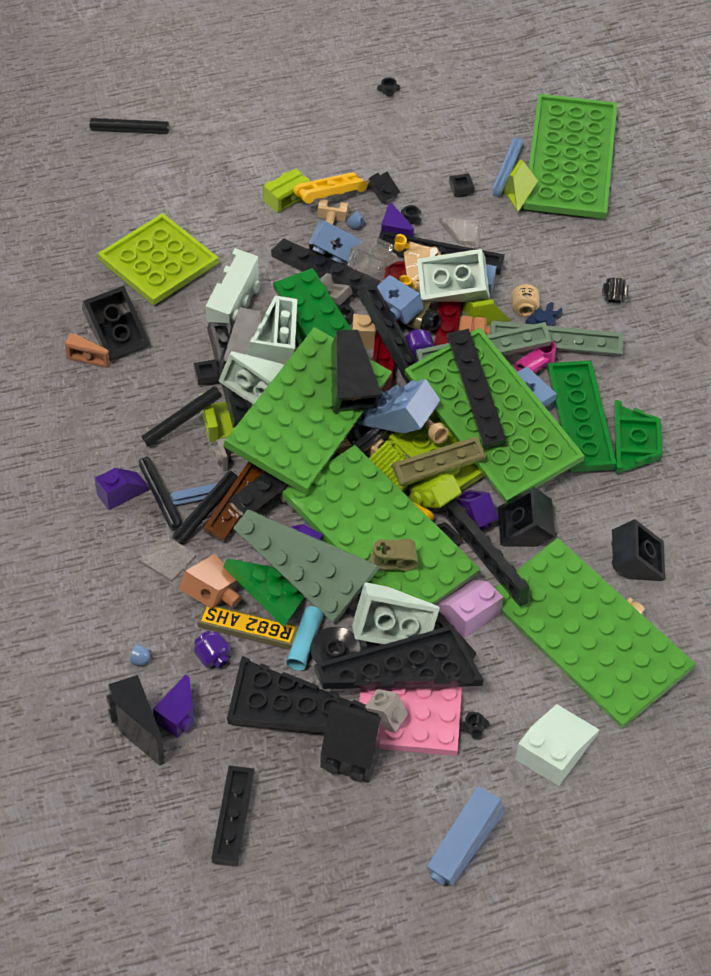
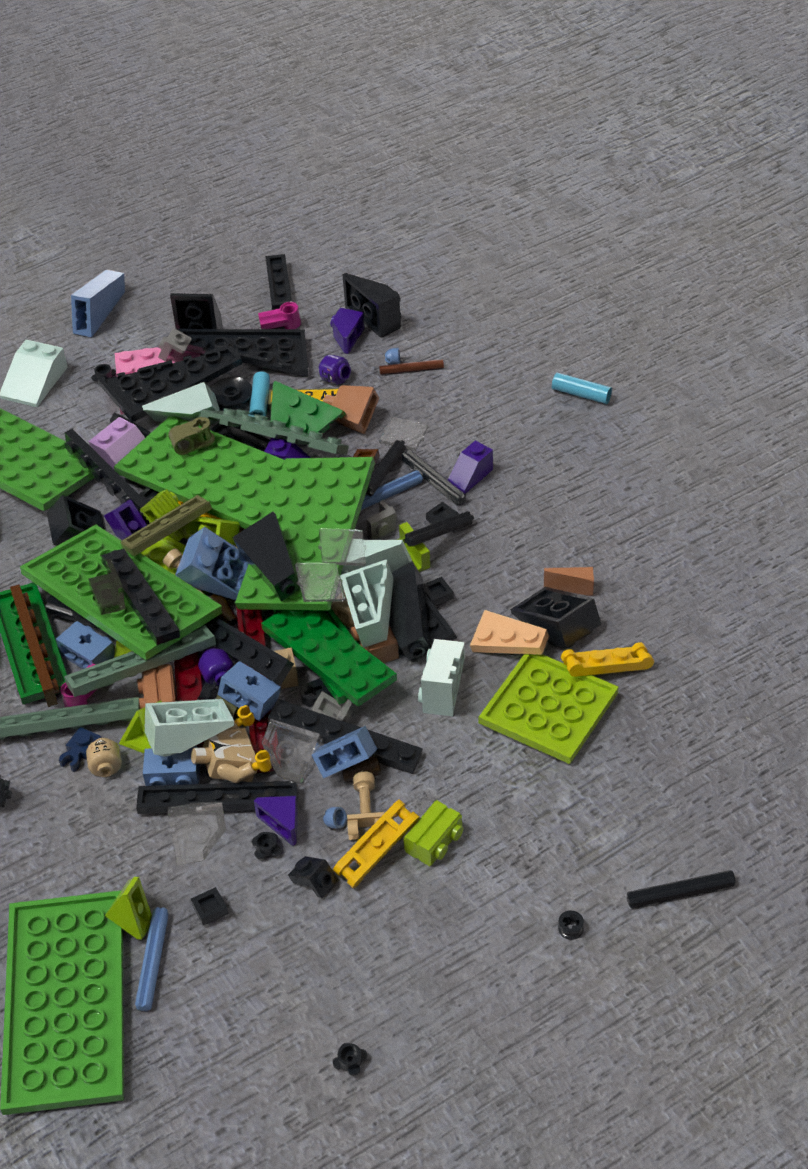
camera: 170 degrees right, 5 degrees down
(94, 275) = (607, 660): none -> yellow plate
(123, 641) = (414, 366): none -> copper bar
(168, 317) = (507, 635): none -> light nougat wing
(170, 444) = (440, 512): none -> black plate
(215, 123) = (576, 930): none -> black bush
(250, 748) = (286, 317): none -> dark pink piece
(285, 362) = (342, 546): none -> clear piece
(315, 334) = (319, 582): none -> clear piece
(505, 394) = (108, 590): none -> clear smoke panel
(577, 394) = (37, 650): none -> reddish brown plate

